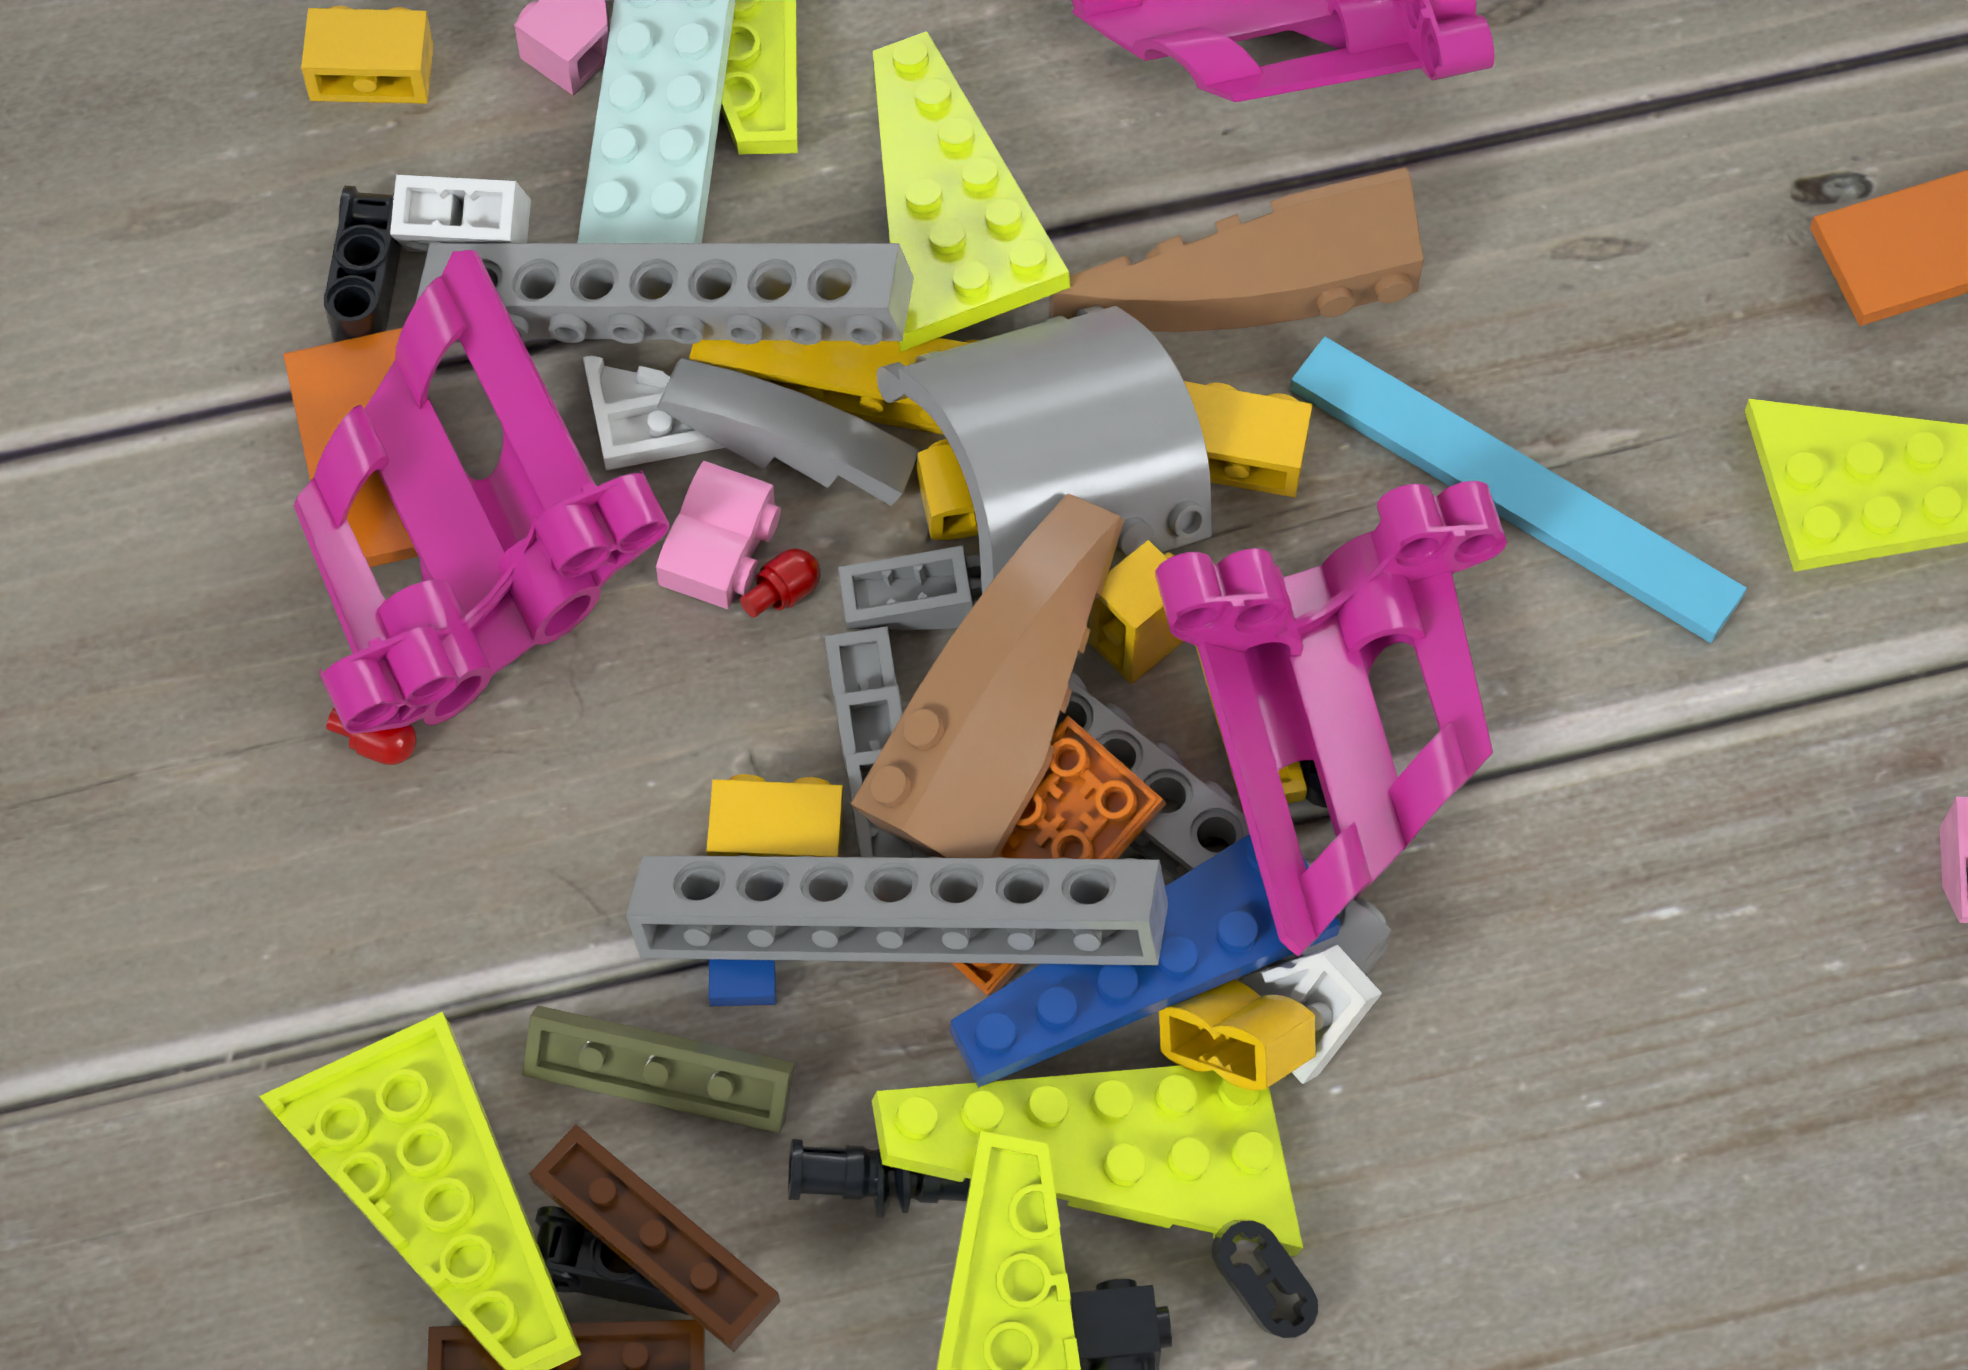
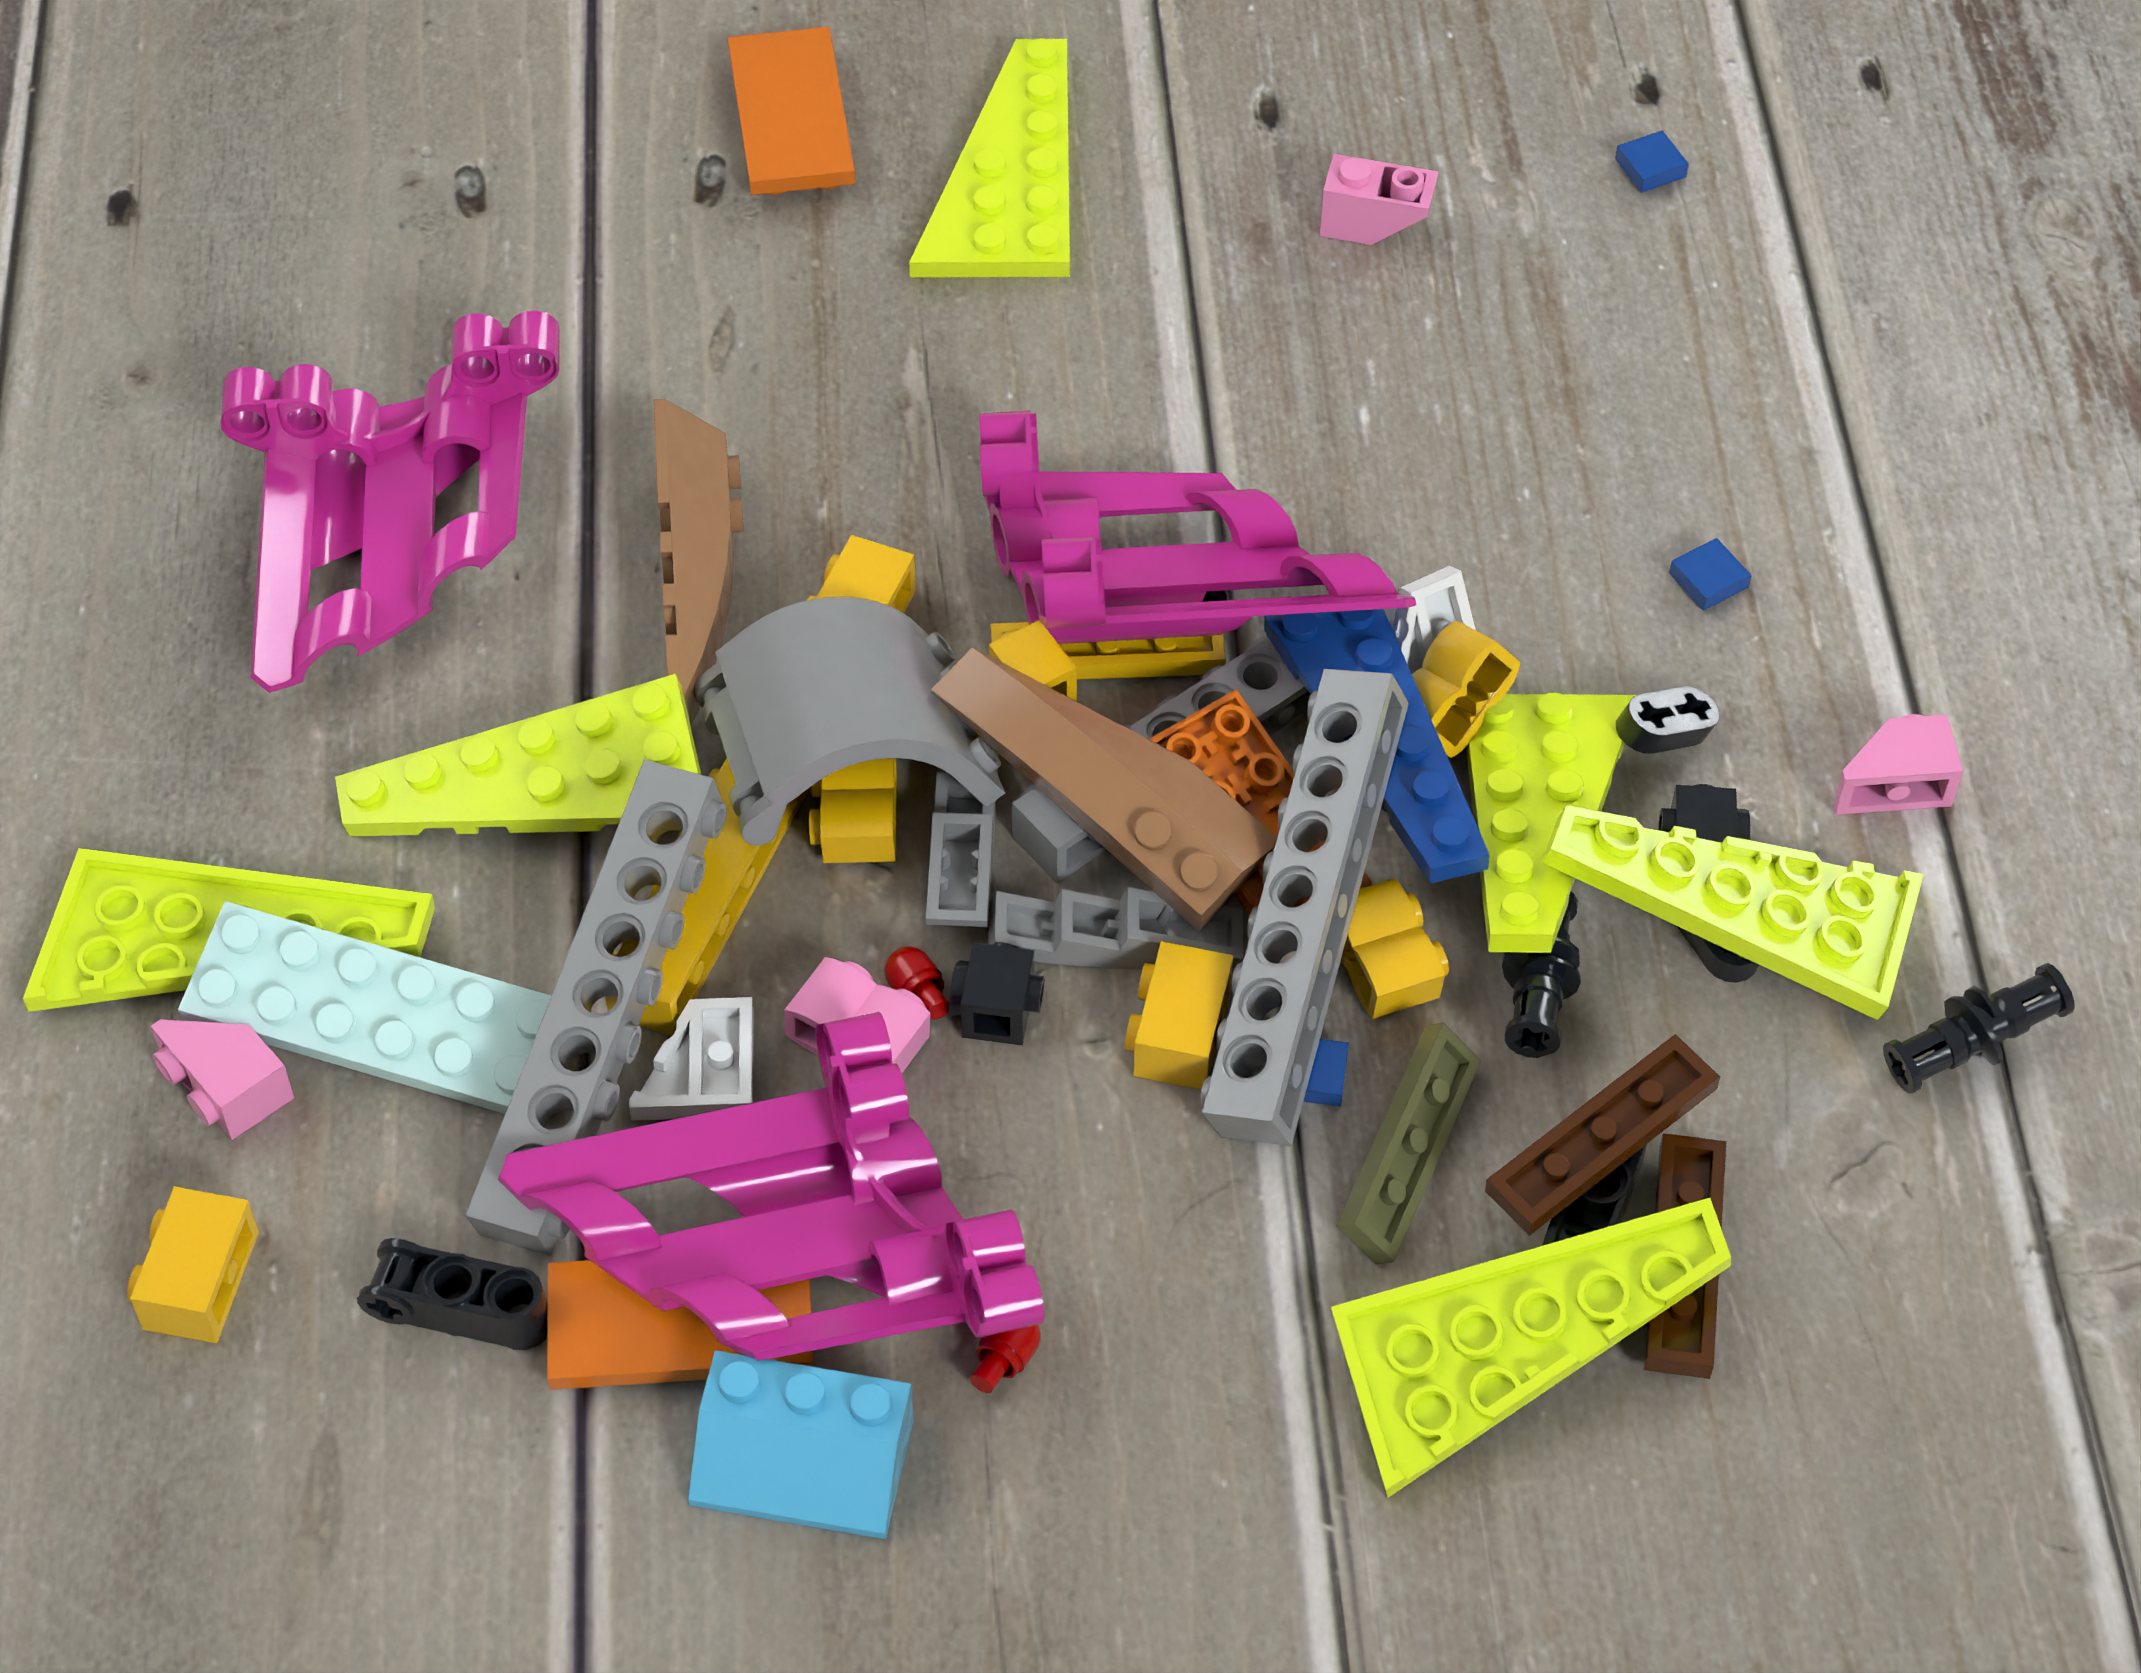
camera: 80 degrees left, 10 degrees down
(245, 578) = (800, 1444): none -> medium azure slope
(458, 211) = (438, 1181): white brick -> none
(775, 652) = (996, 992): none -> black brick
(777, 422) = (756, 946): light grey slope -> none
(892, 1018) = (1390, 953): none -> yellow brick
(1511, 1317) = (1710, 574): none -> blue tile
(1521, 489) = (944, 437): medium azure tile -> none

